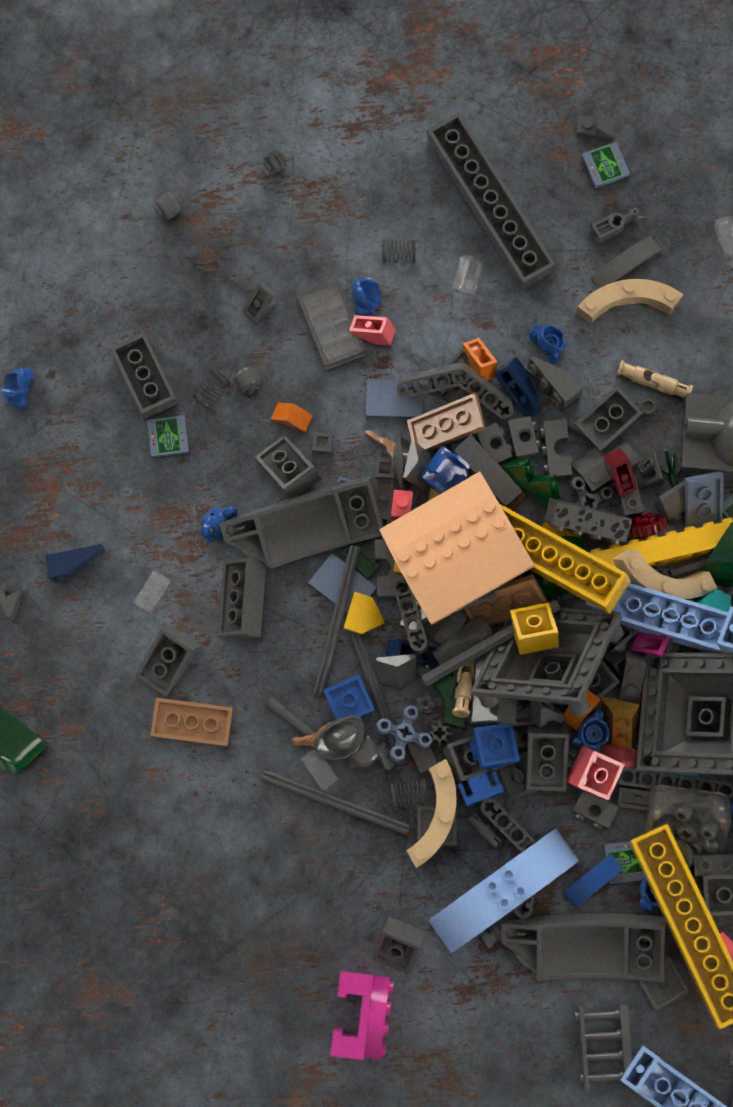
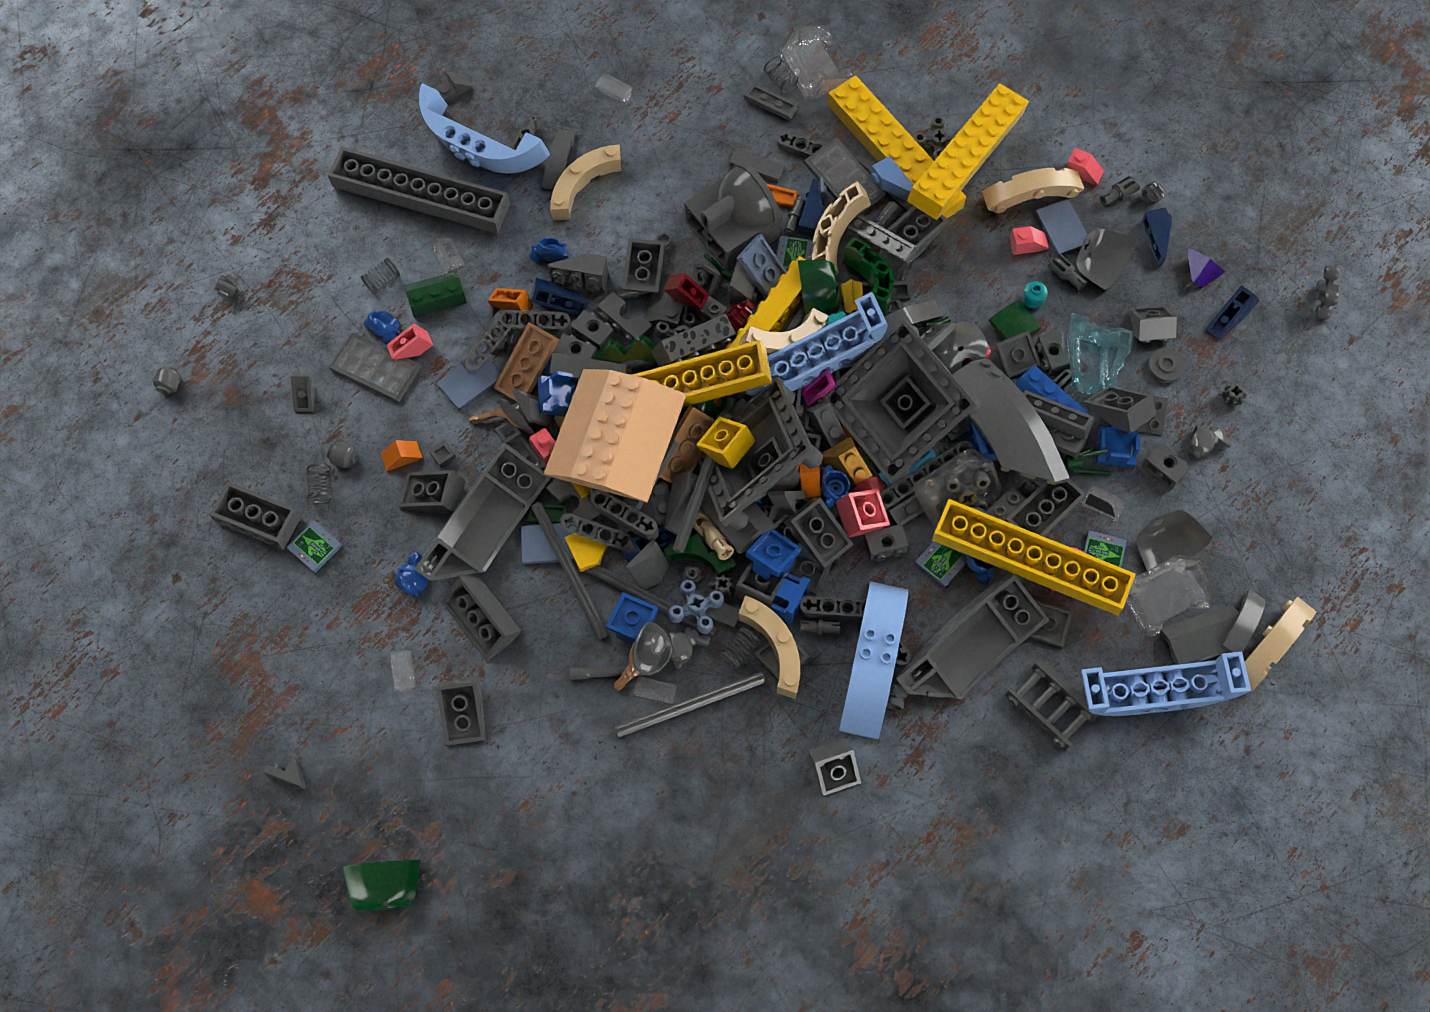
camera: 45 degrees left, 10 degrees down
(17, 386) = (155, 607): blue hair -> none
(67, 563) = (315, 704): dark blue slope -> none
(191, 722) = (522, 741): medium nougat plate -> none
(372, 1017) = (866, 831): dark pink piece -> none
(378, 609) = (596, 530): none -> dark grey beam
(429, 300) = (435, 294): none -> dark green slope
(561, 193) = (474, 146): none -> light blue slope
(593, 880) = (931, 593): blue slope -> none
(605, 165) = (483, 107): tile -> none
(660, 382) = (638, 224): tan piece -> none

